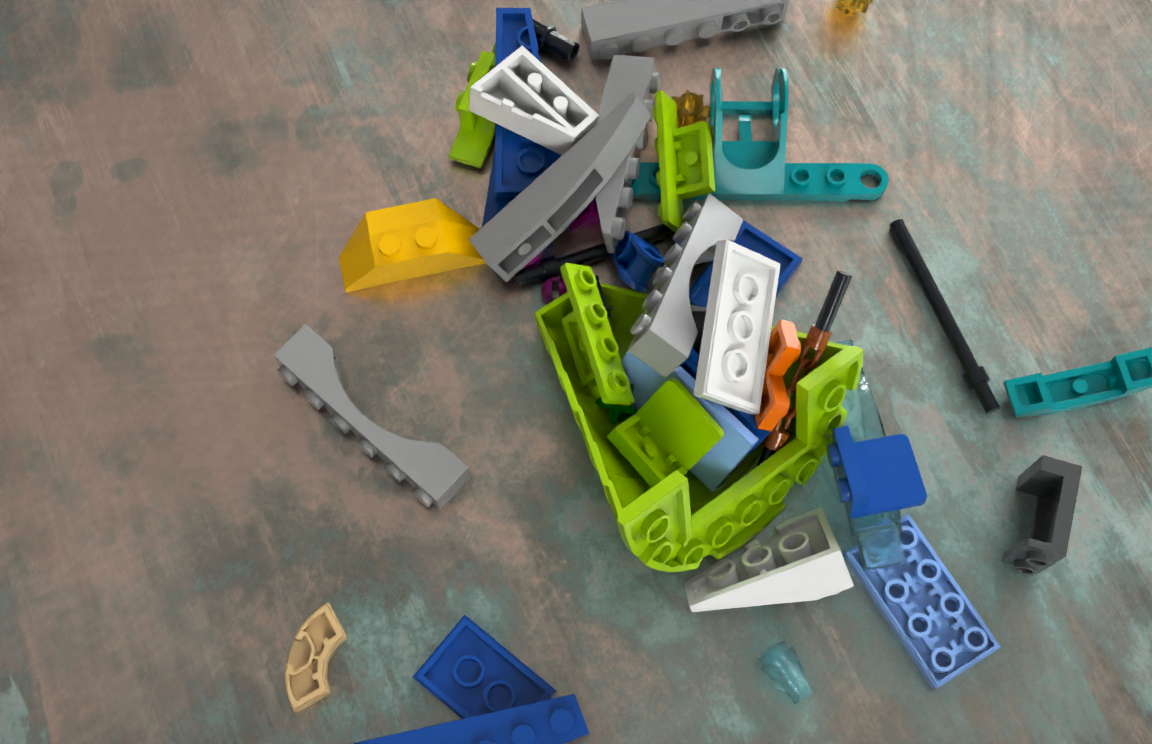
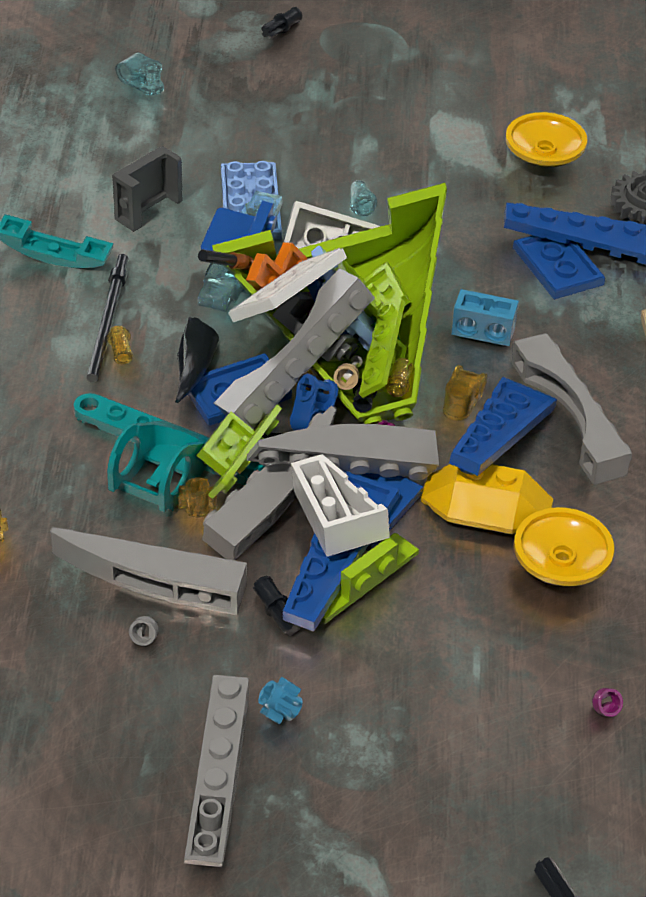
camera: 155 degrees left, 25 degrees down
(208, 71) = (609, 708): none -> magenta hinge
(300, 185) = (564, 546): none -> yellow dish
(427, 339) = (501, 424): none -> blue wing
(499, 389) = (463, 393): none -> clear yellow piece
(522, 499) = (484, 317): none -> dark azure brick
(561, 318) = (398, 382): none -> clear yellow pin
(621, 301) = (349, 373): none -> tan hinge
(803, 277) = (194, 354): none -> black piece
(898, 274) = (119, 339): none -> clear yellow pin

